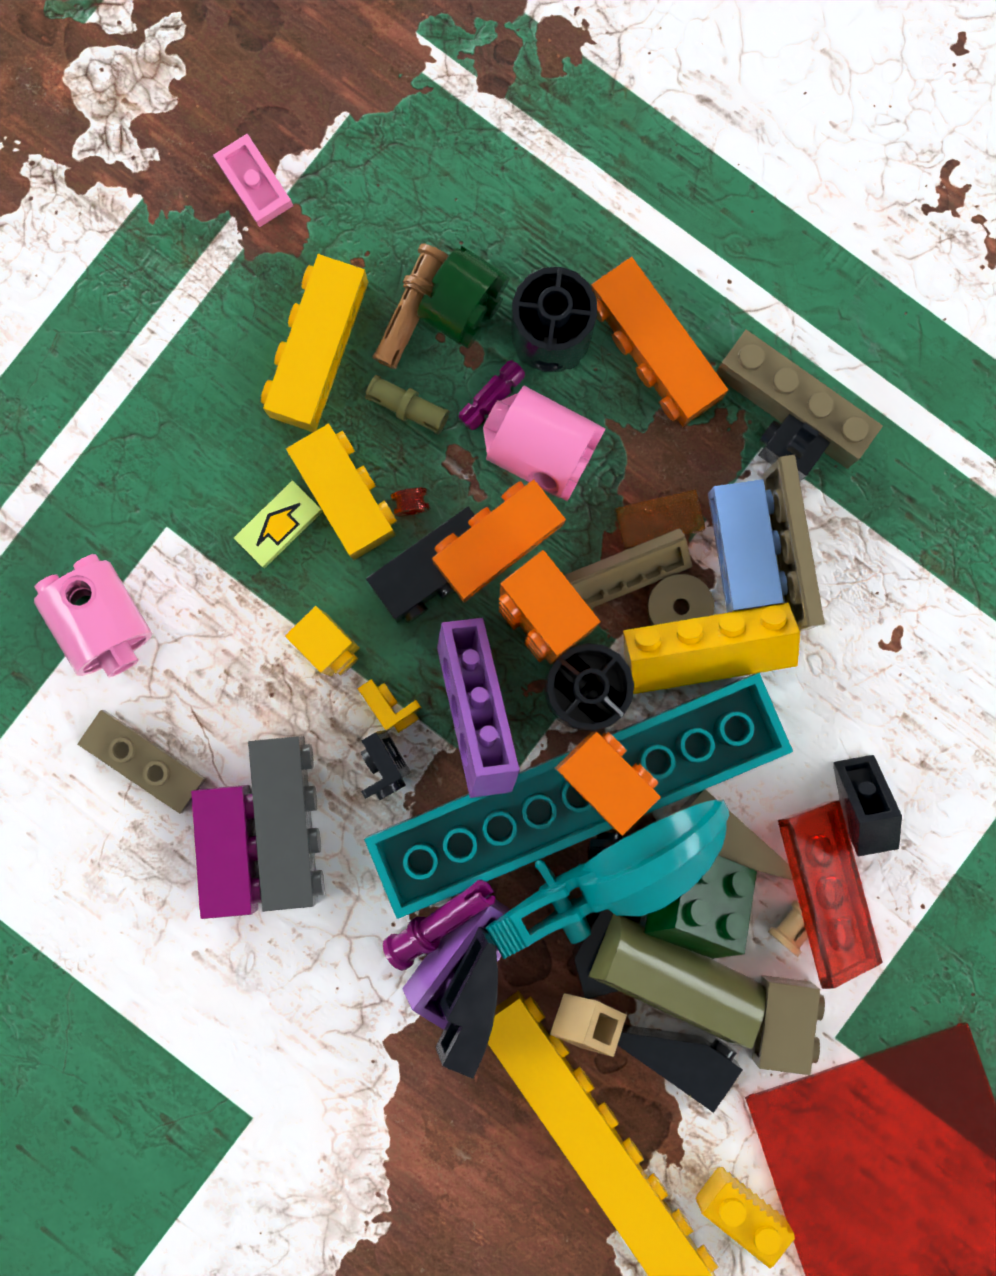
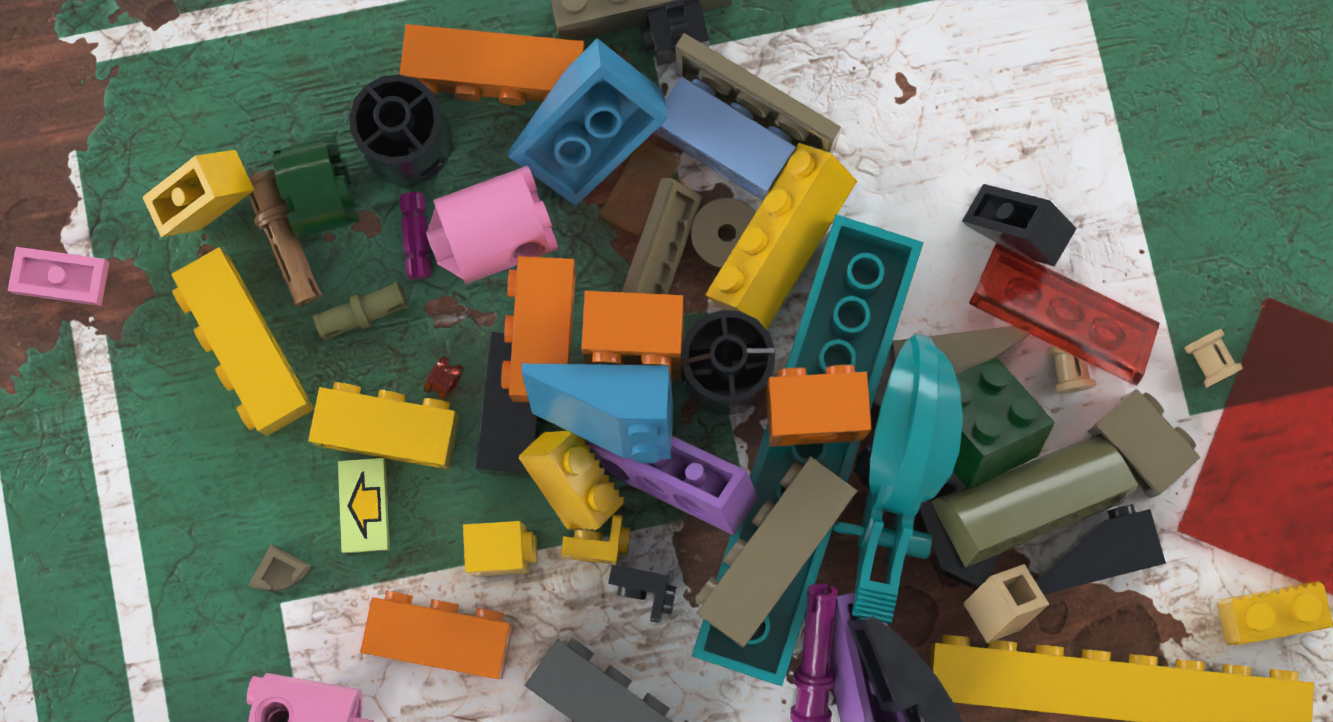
camera: 45 degrees left, 5 degrees down
(186, 506) = (279, 571): none -> dark tan tile
(232, 652) = (437, 635): none -> orange brick
(389, 221) = (198, 193): none -> yellow brick
(414, 651) = (571, 480): none -> yellow brick
(482, 837) = (775, 552): none -> dark tan brick
(483, 638) = (609, 405): none -> dark azure slope
(674, 444) = (589, 123): none -> dark azure slope
(890, 1023) = (1213, 358): none -> tan bush

